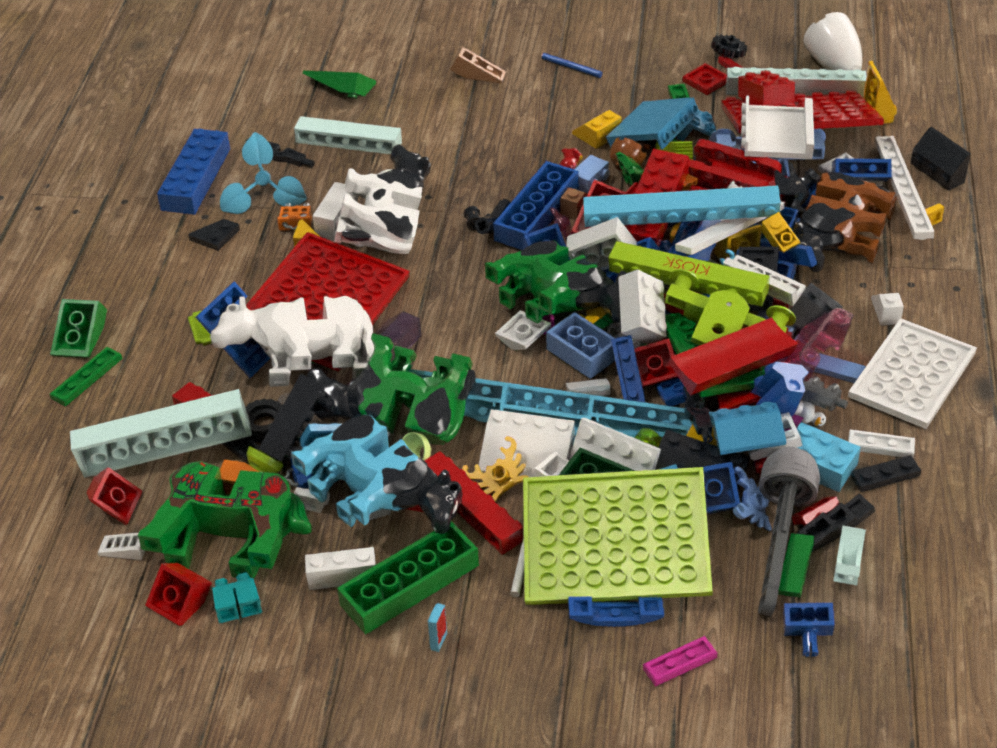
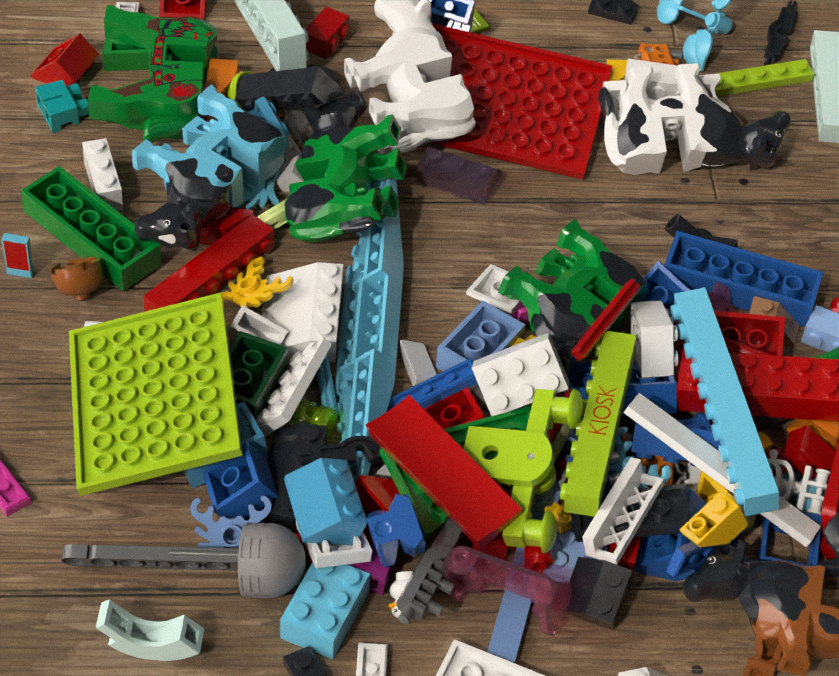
camera: 75 degrees right, 5 degrees up
(324, 169) = (764, 77): none -> lime plate
(466, 585) = (78, 277): none -> dark orange cylinder
(468, 214) = (708, 221): black bush -> none
(596, 255) = (605, 320): none -> red axle
(615, 613) = (59, 407): blue slope -> none
(795, 565) = (140, 583): green tile -> none
(809, 622) = (45, 593): blue brick -> none
(811, 512) = (228, 599): red plate -> none
(829, 526) = (219, 629): black slope -> none

